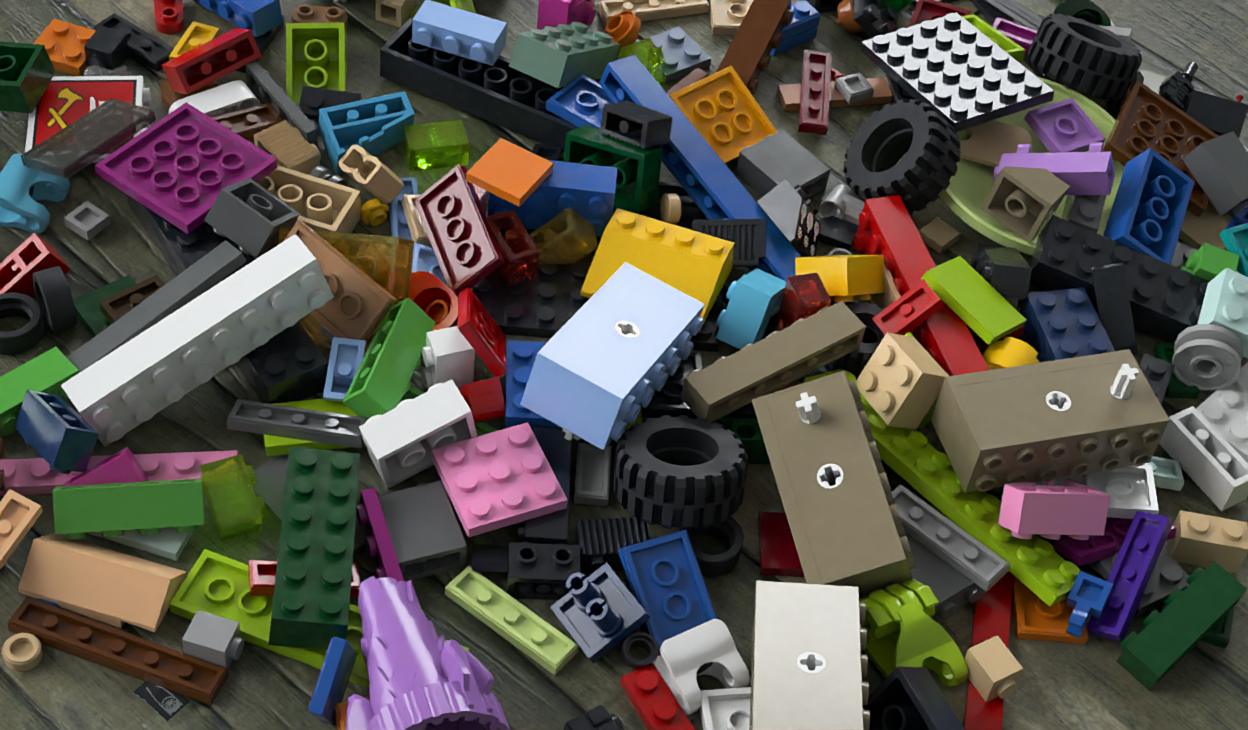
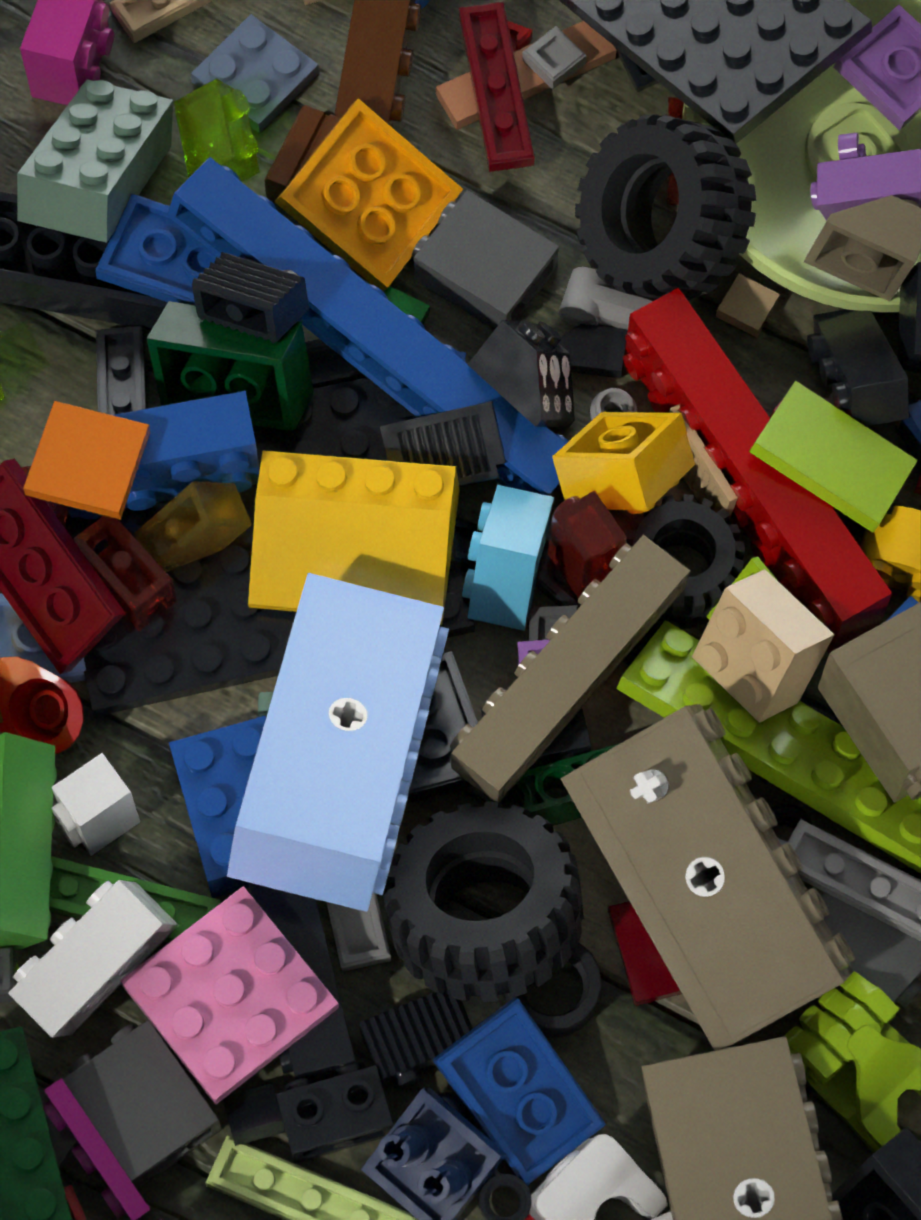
camera: 10 degrees left, 20 degrees up
(482, 332) = (129, 747): red tile -> none
(484, 399) = (159, 854): red plate -> none
(623, 28) = (164, 56): orange plate -> none
(670, 208) = (339, 407): tan tile -> none
(909, 310) = (743, 516): red plate -> none
(992, 140) = (804, 126): tan piece -> none

